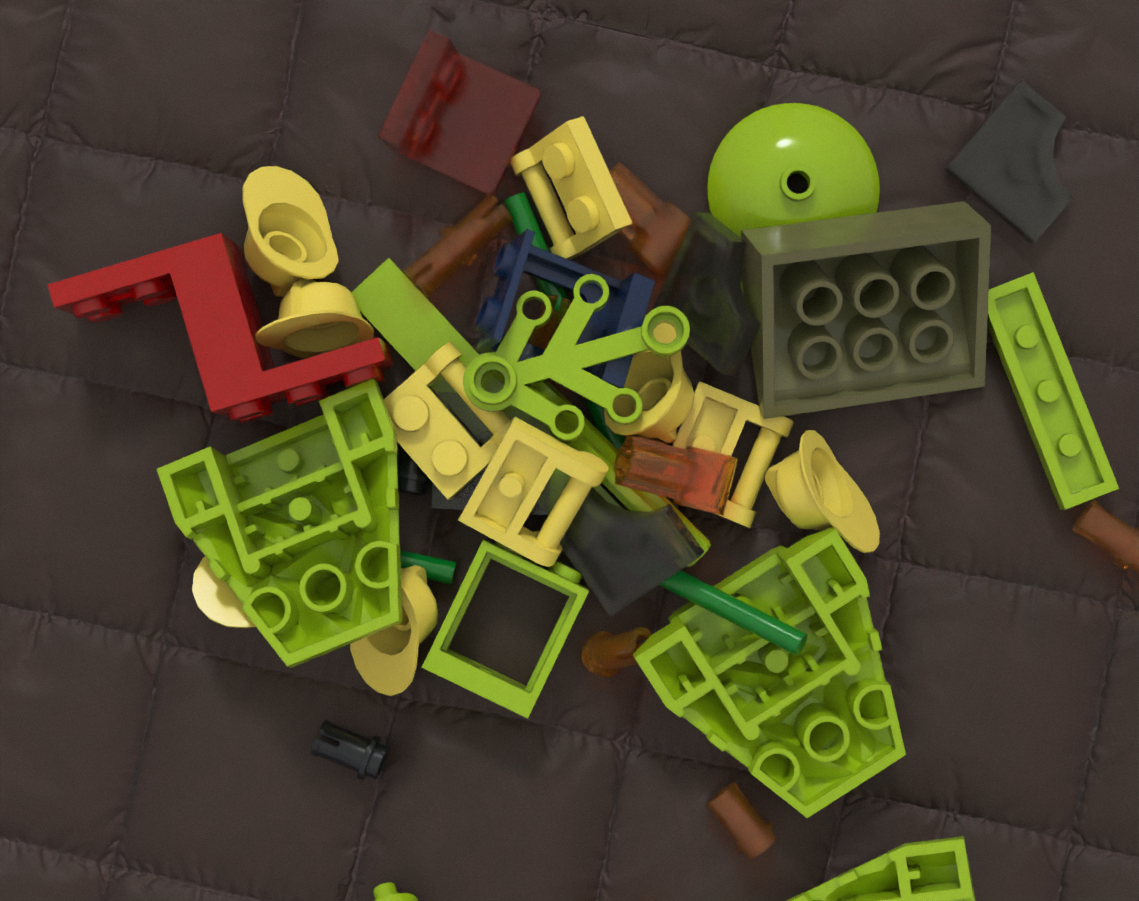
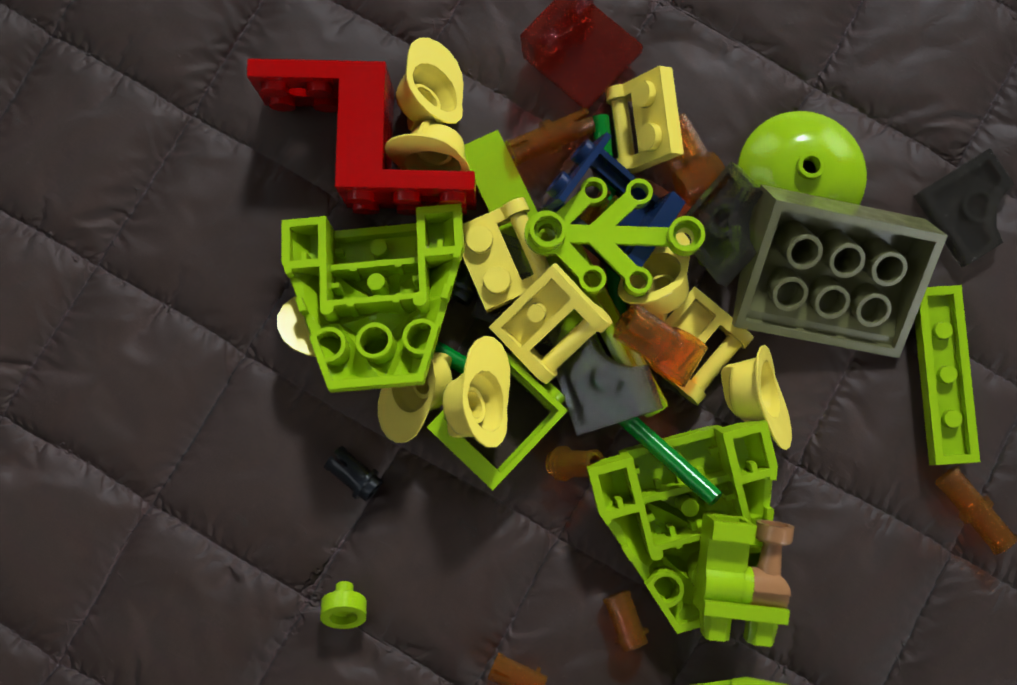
camera: 15 degrees right, 5 degrees down
(474, 613) = (478, 398): none -> light yellow piece
(858, 745) = (732, 589): none -> lime hips

